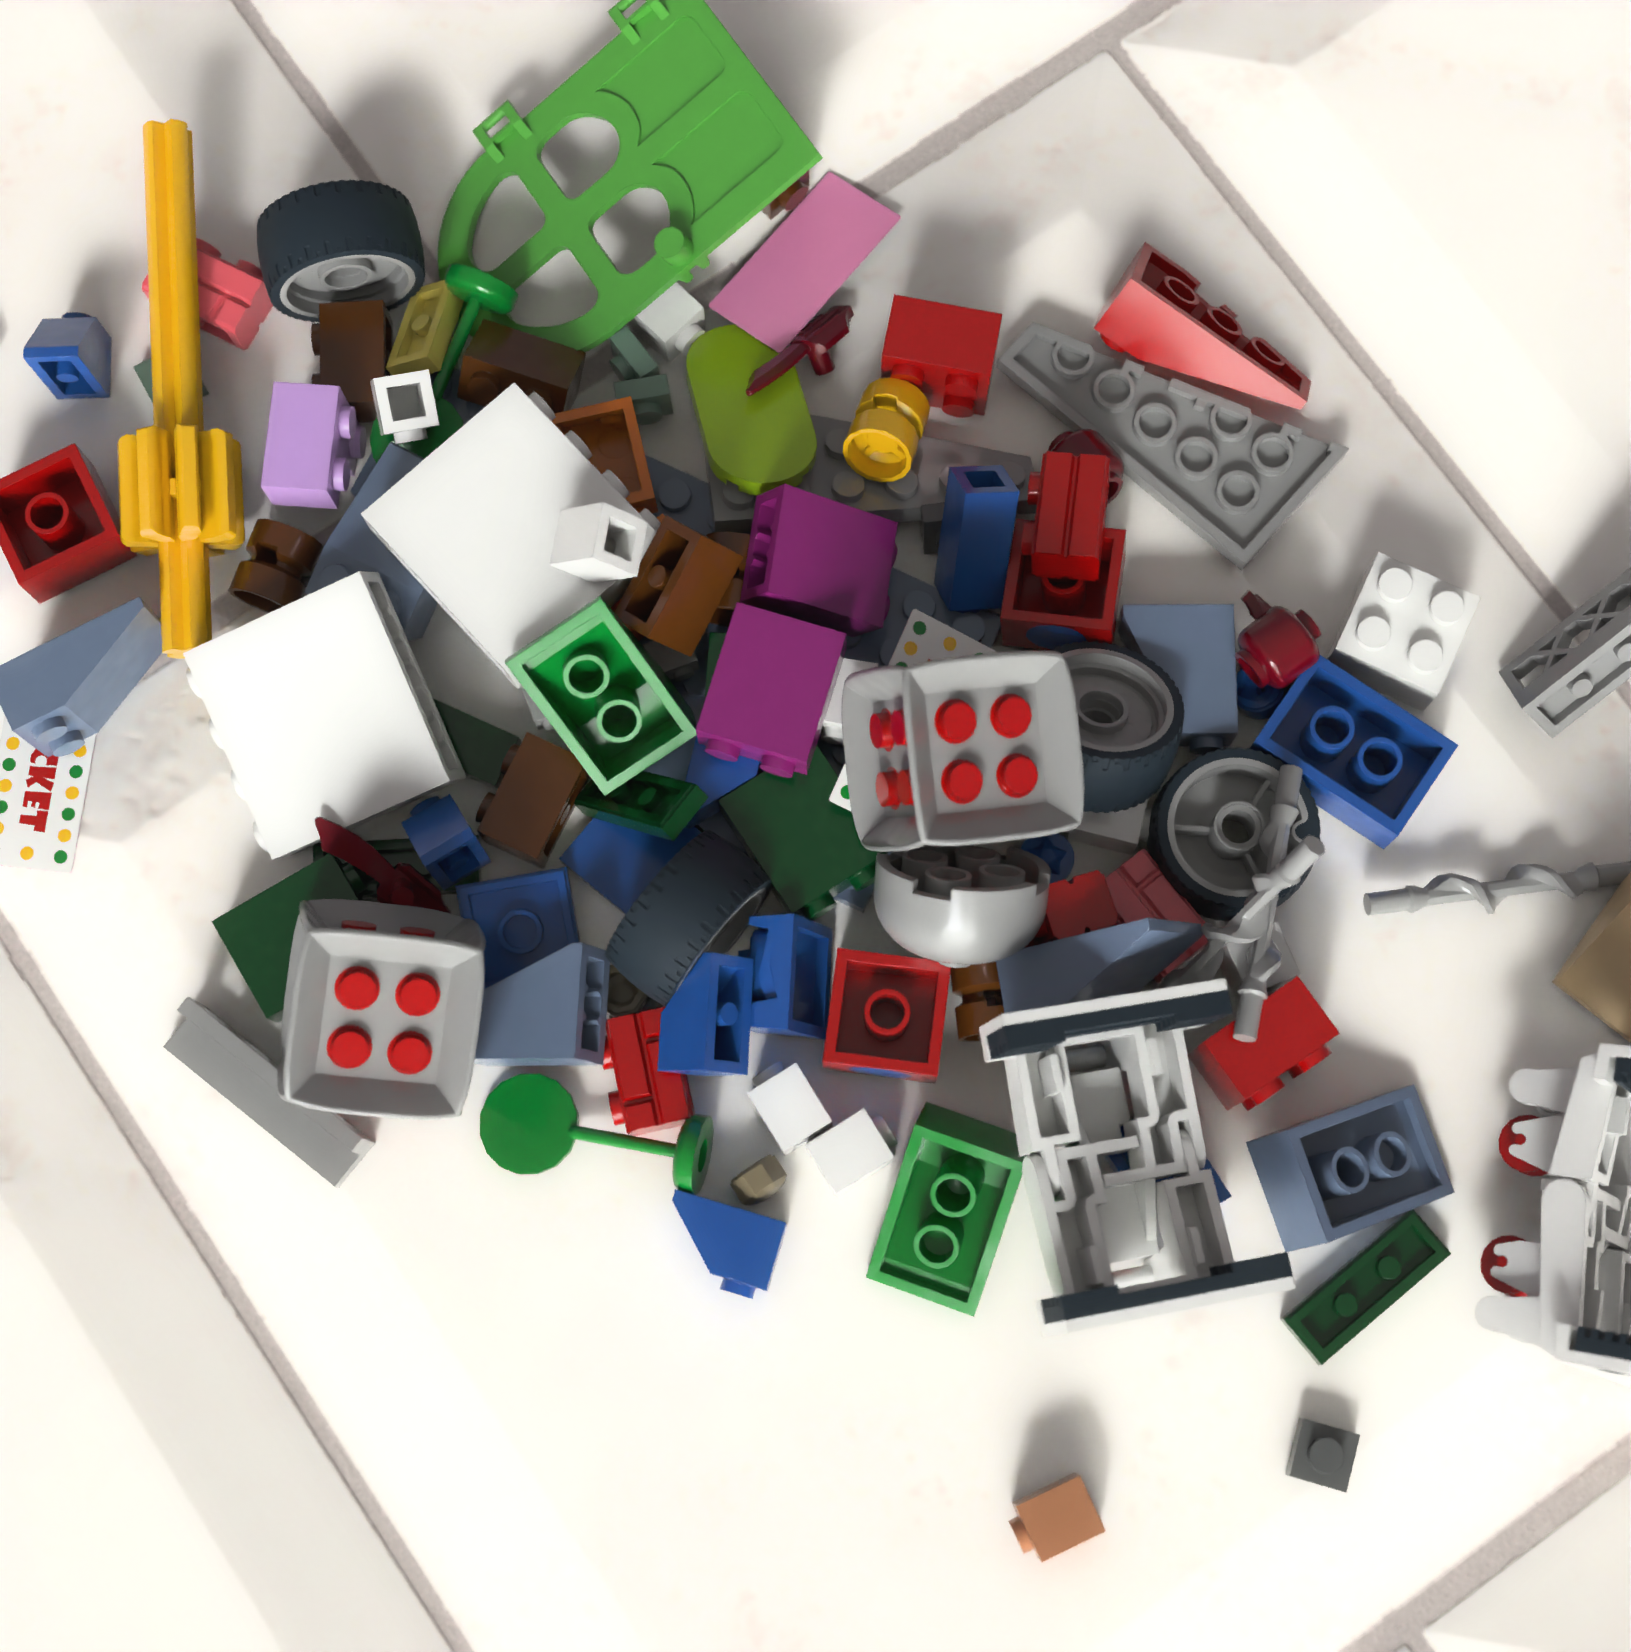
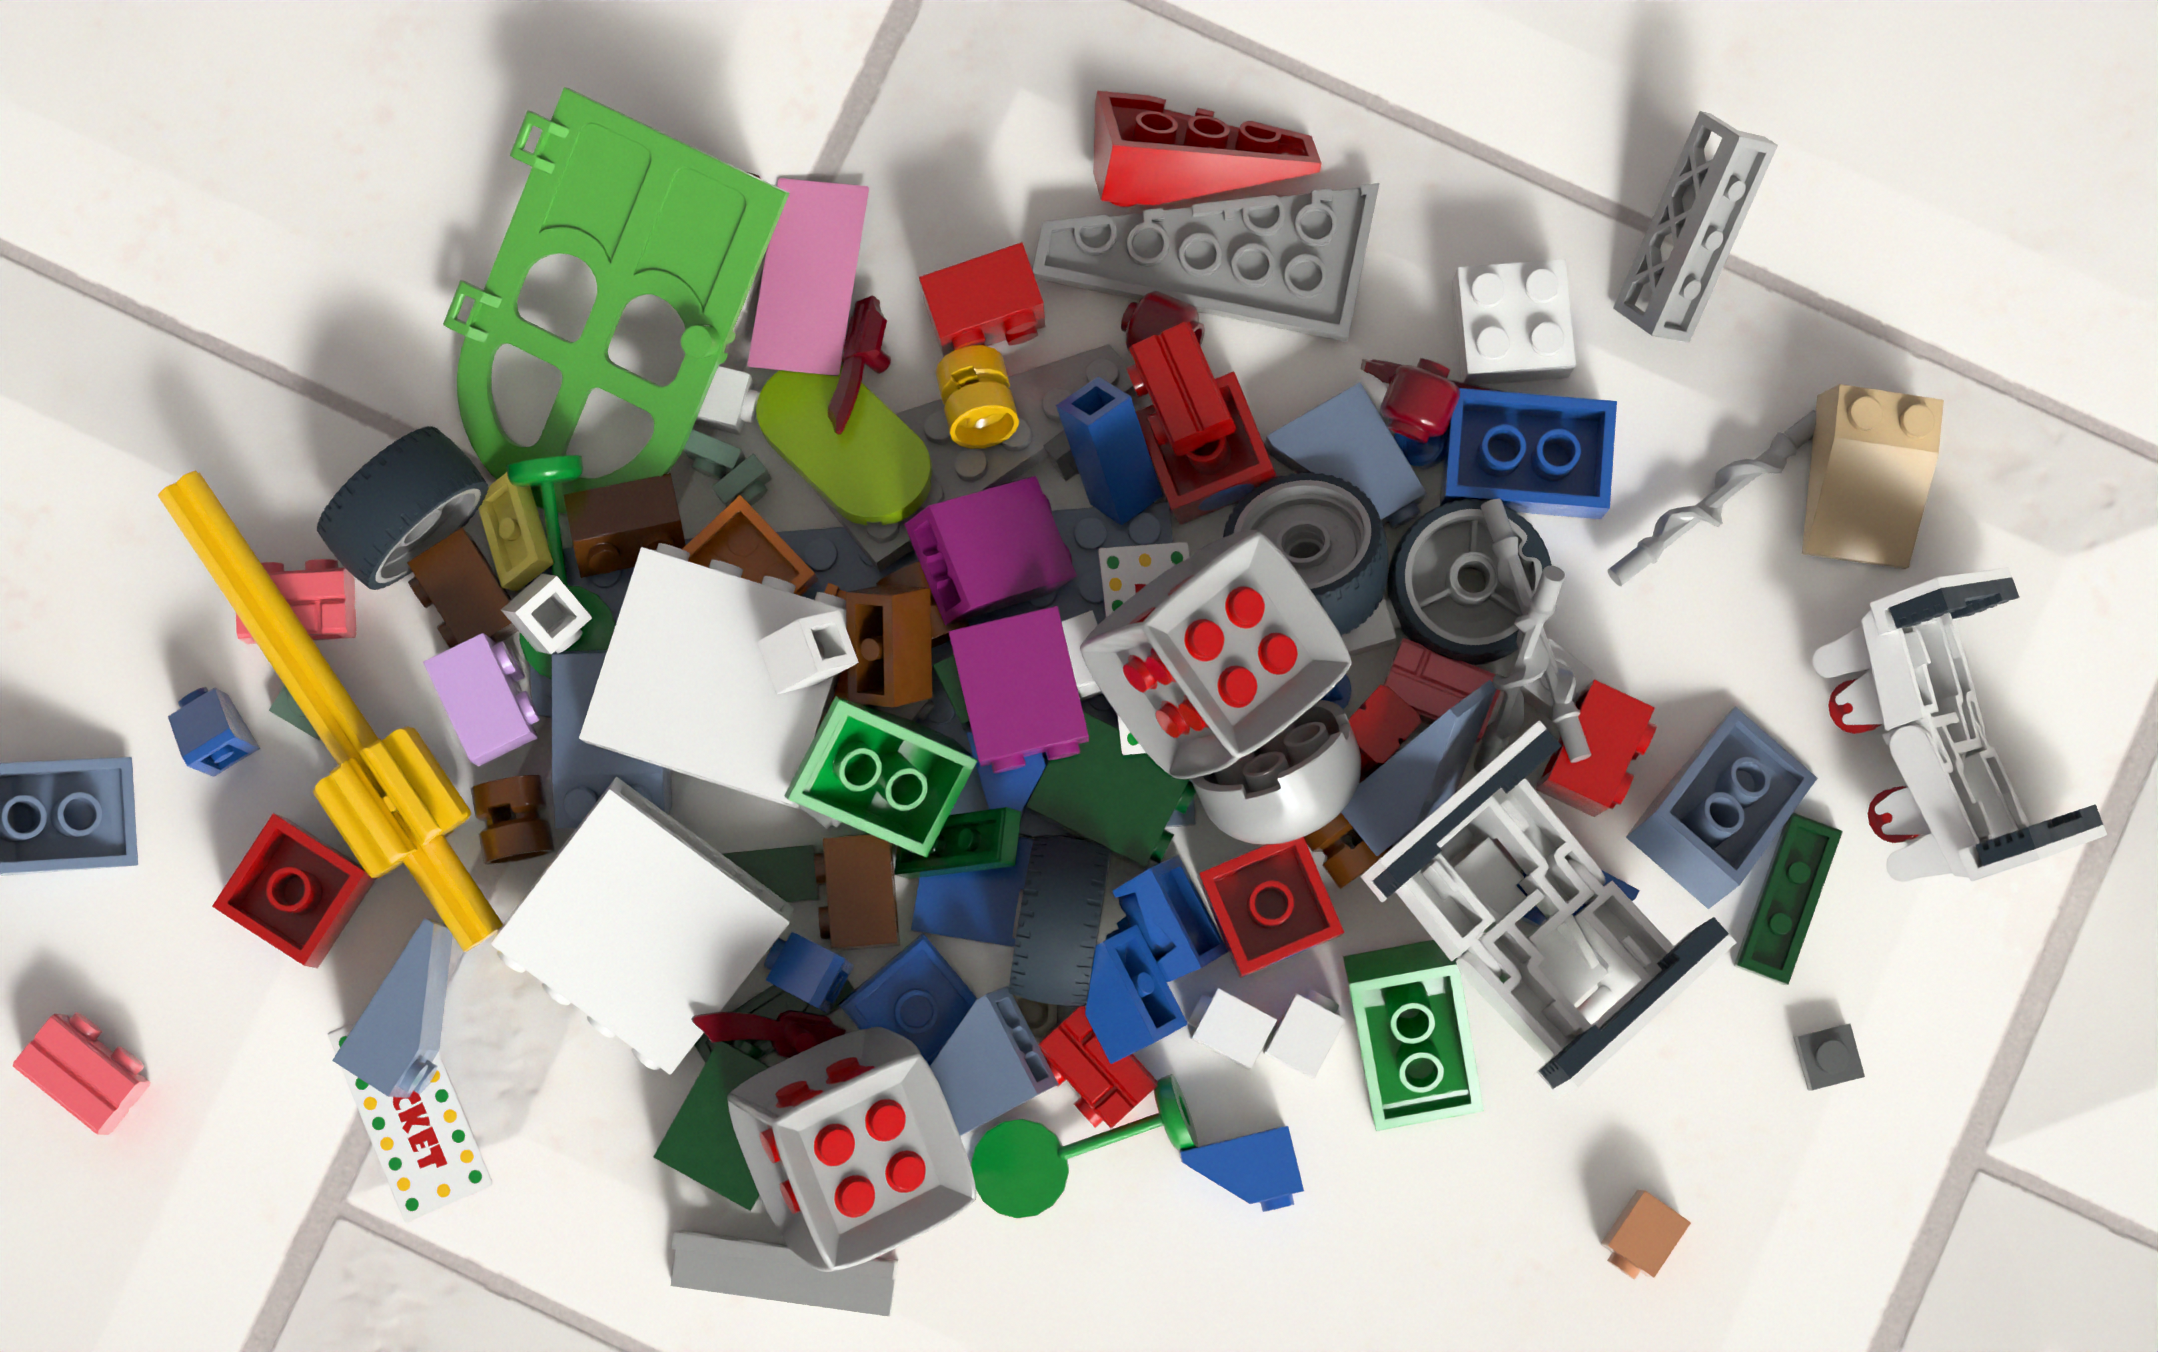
camera: 30 degrees left, 5 degrees up
(759, 1181) = (1243, 1103): dark tan tile -> none

